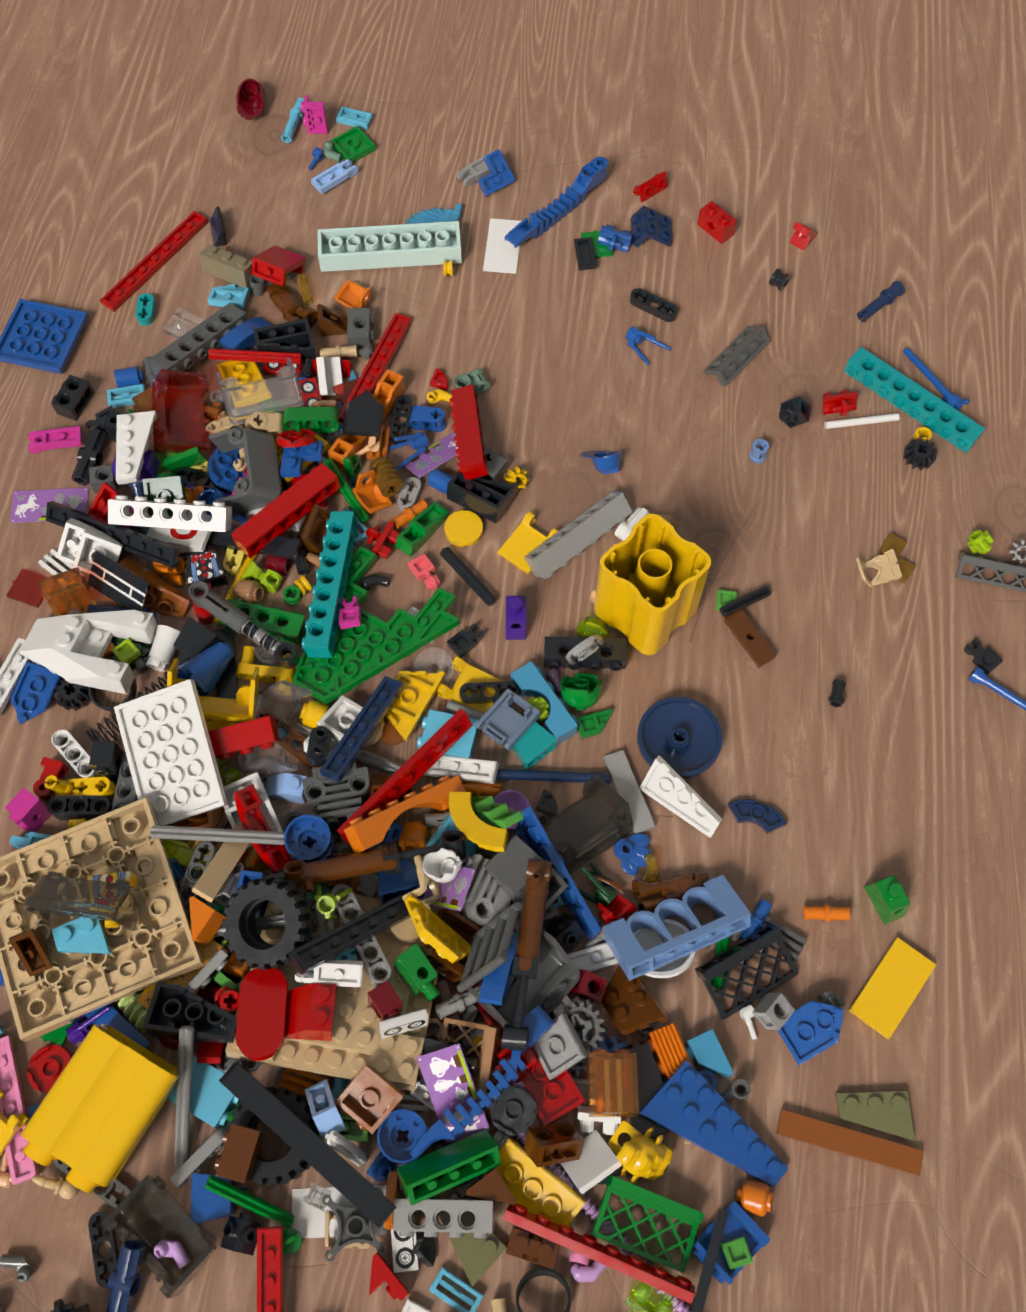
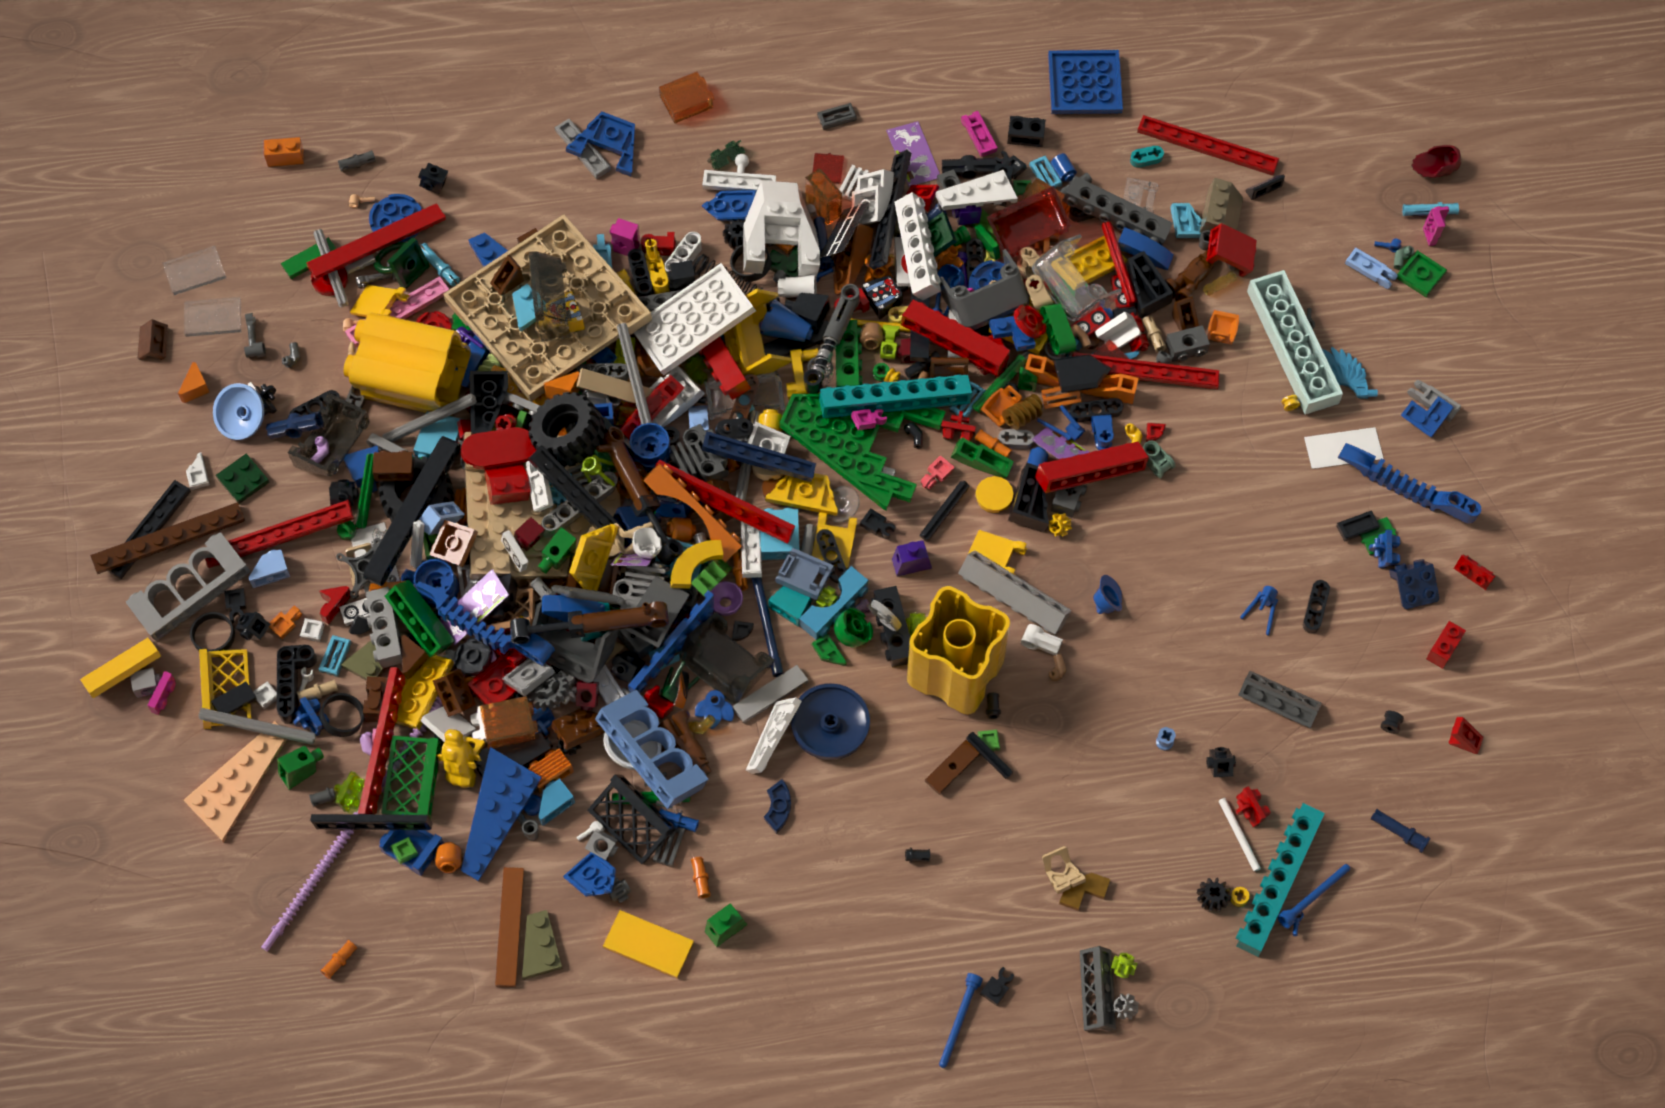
camera: 75 degrees right, 0 degrees up
(126, 651) = (785, 260): lime tile -> none
(357, 118) = (1459, 277): medium azure tile -> none
(372, 446) = (1050, 389): light nougat hand -> none

